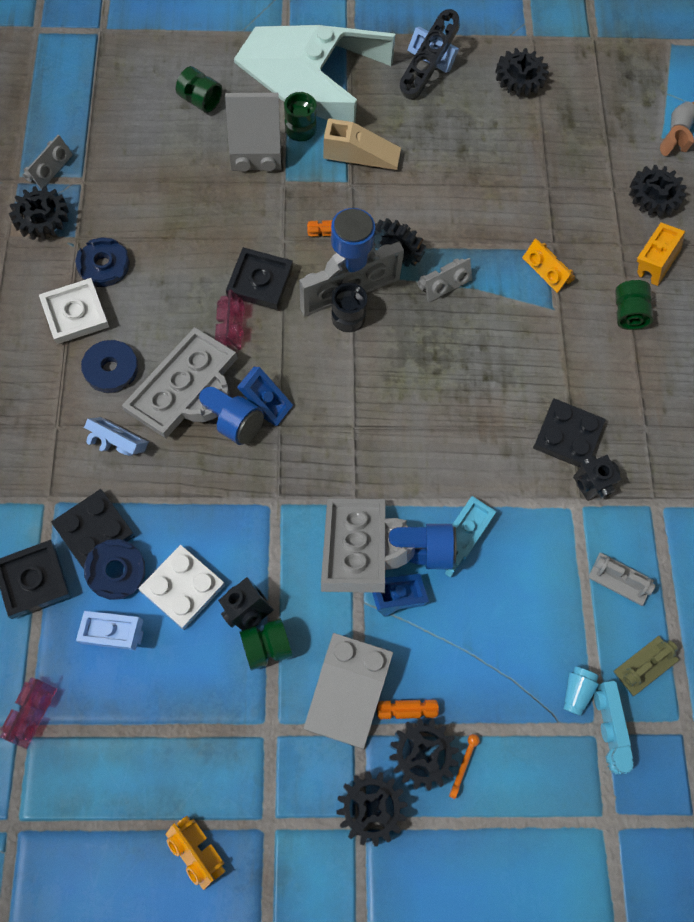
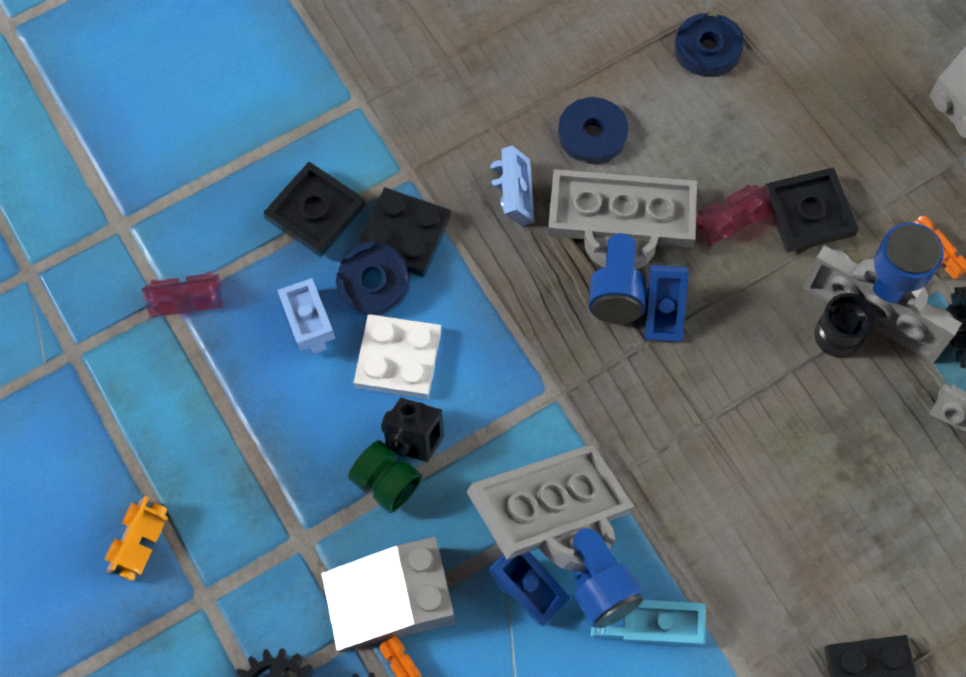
camera: 65 degrees right, 0 degrees up
(73, 311) = (629, 55): white plate -> none

